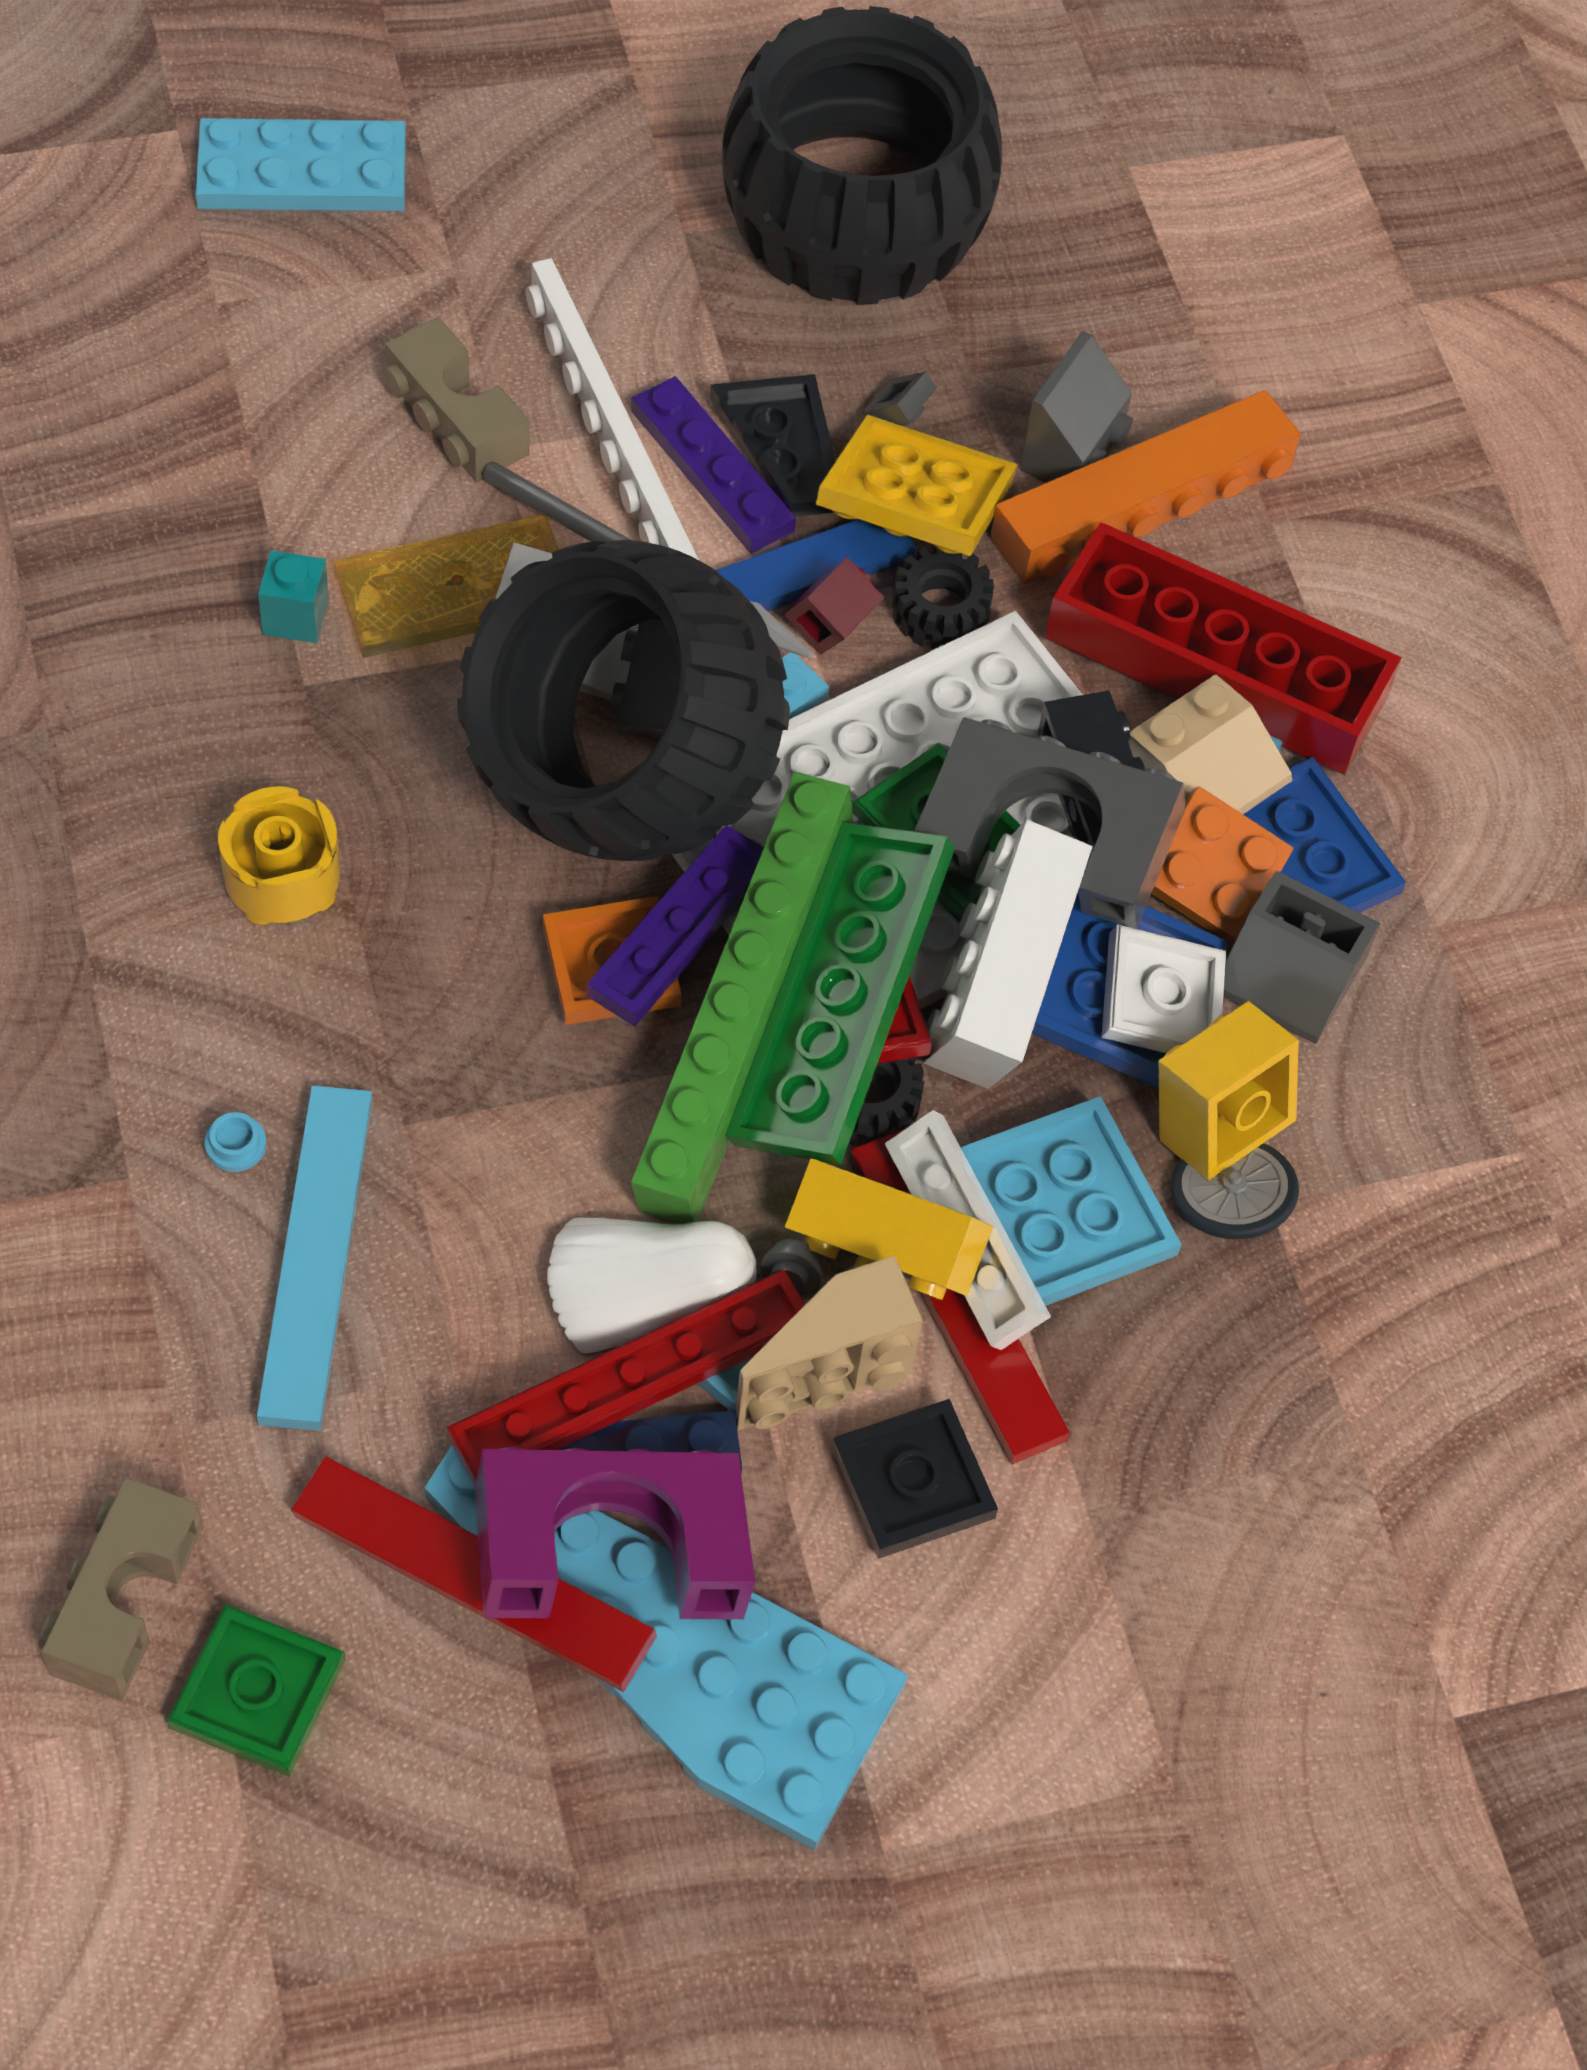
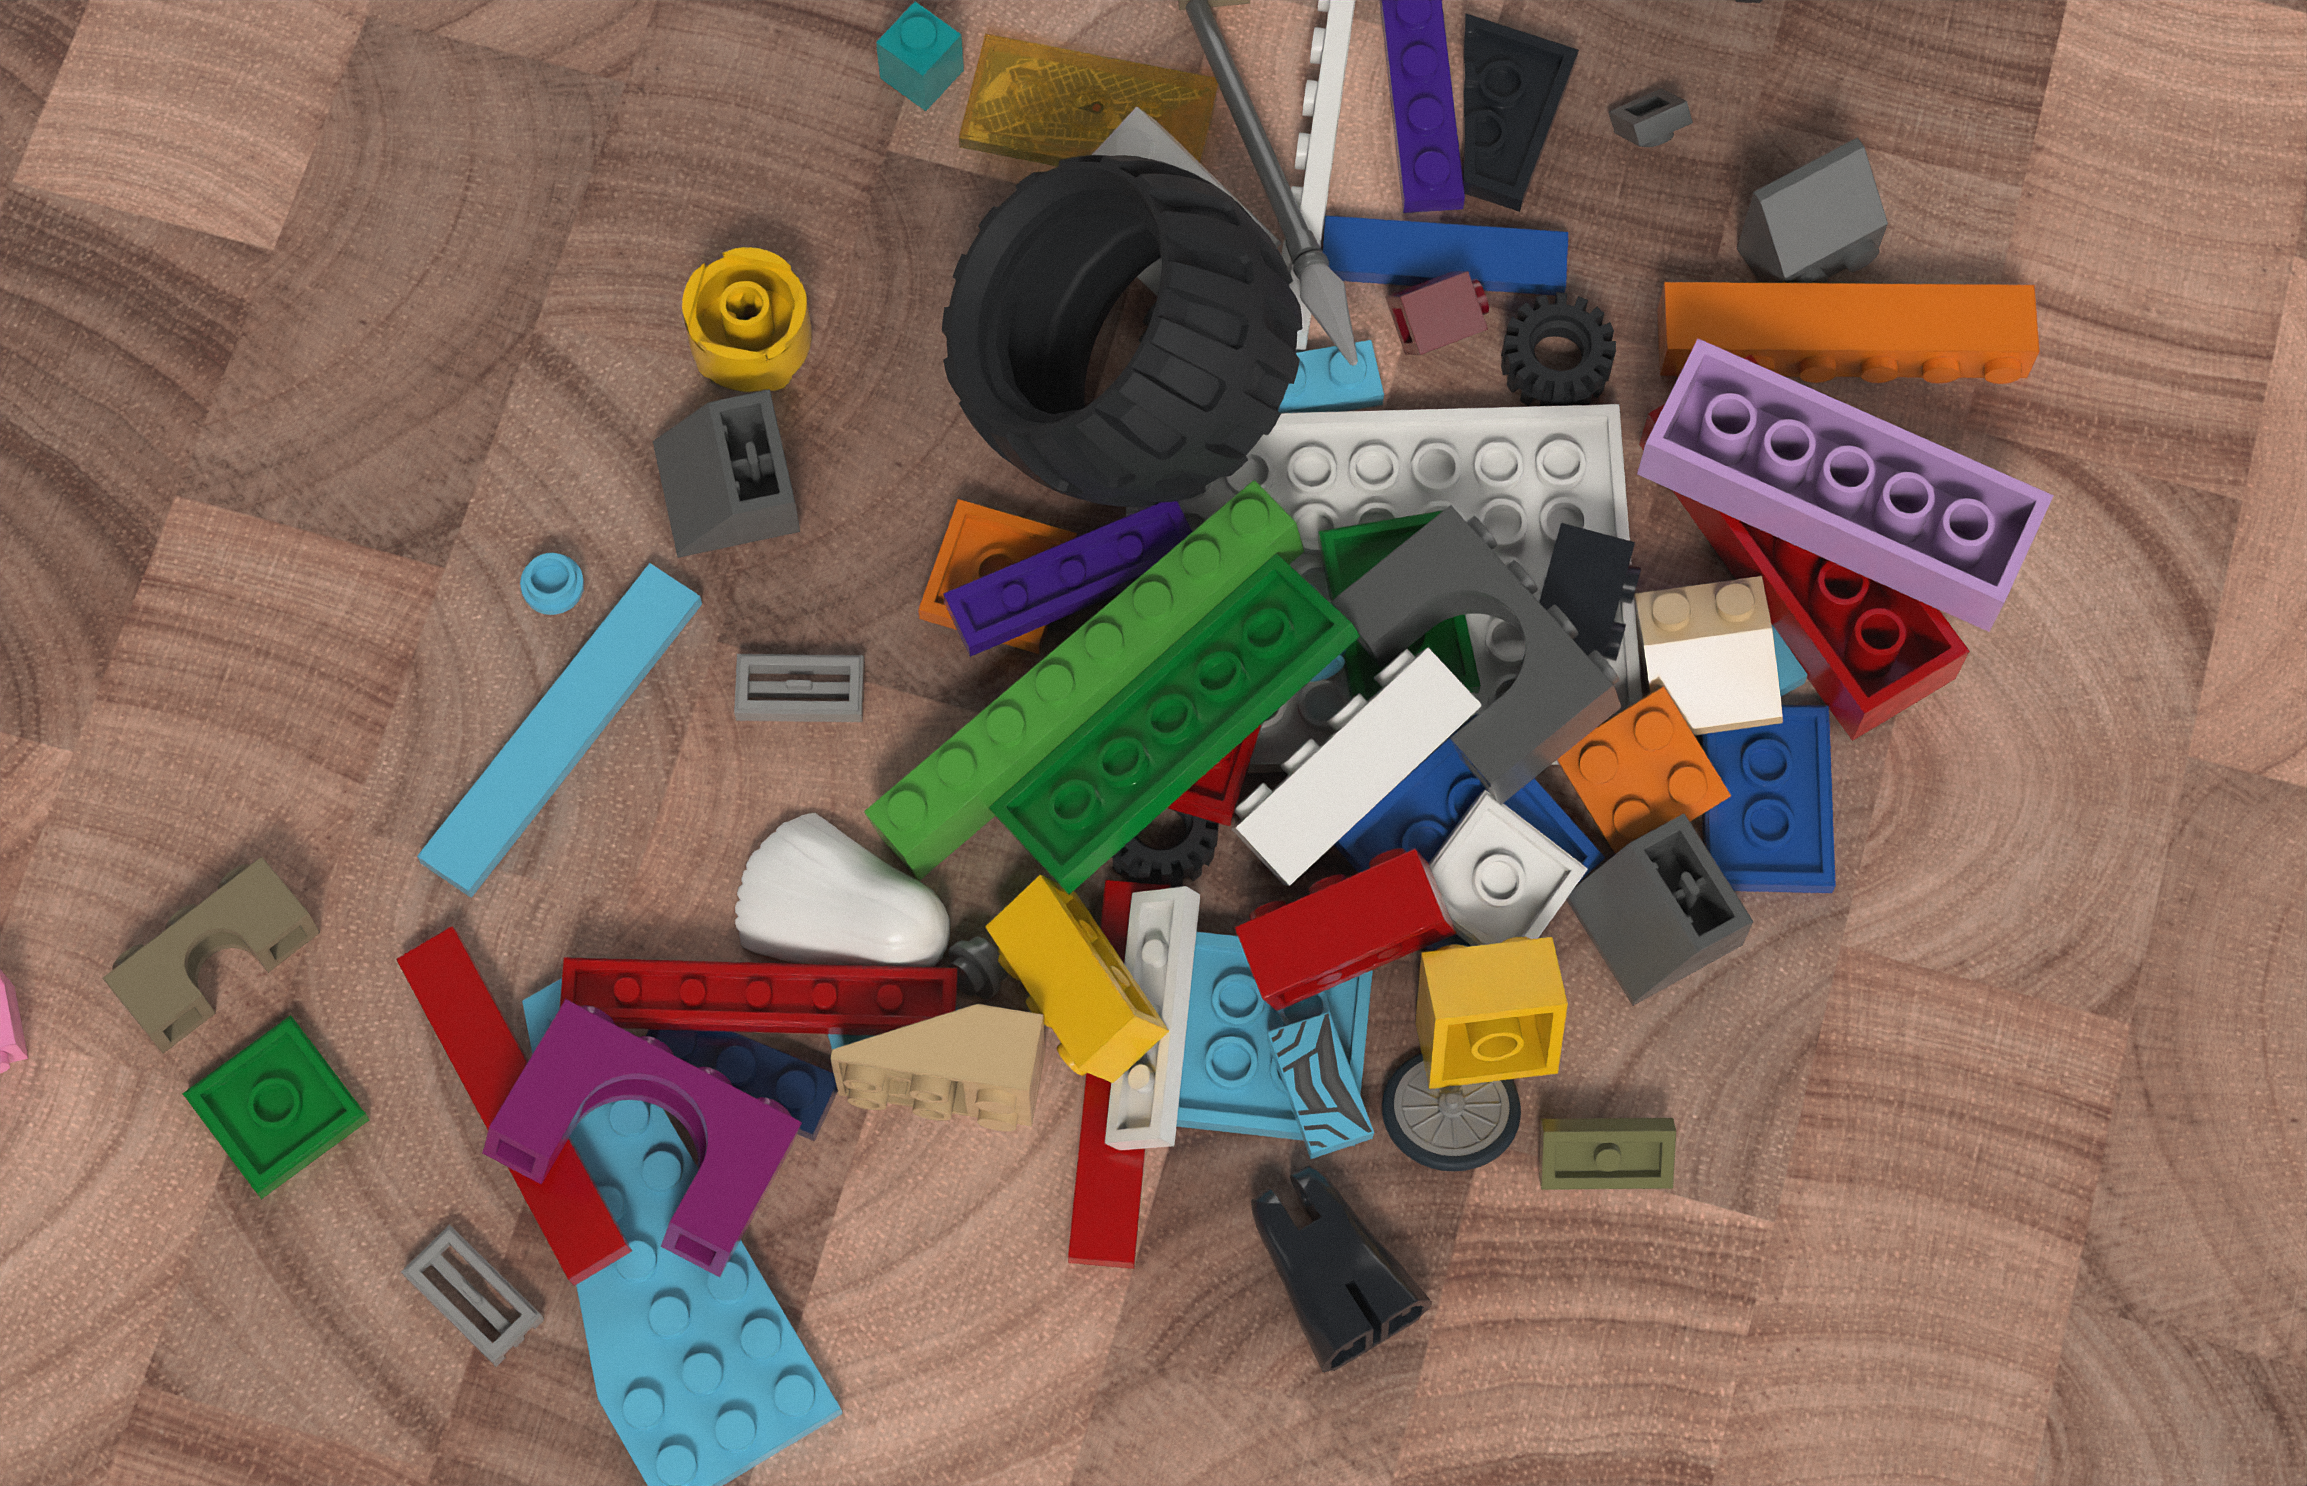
camera: 35 degrees right, 10 degrees up
(339, 982) = (726, 476): none -> dark grey slope
(505, 1145) = (799, 710): none -> light grey tile
(527, 1779) = (510, 1333): none -> light grey tile
(914, 1478) = (962, 1228): black plate -> none
(916, 485) = (1601, 222): yellow plate -> none
(1080, 1077) = (1344, 928): none -> red brick
(1130, 1214) = (1320, 1085): none -> tile
(1229, 1353) = (1336, 1272): none -> black piece
(1243, 572) = (1843, 484): none -> lavender brick
(1375, 1158) = (1607, 1153): none -> olive plate

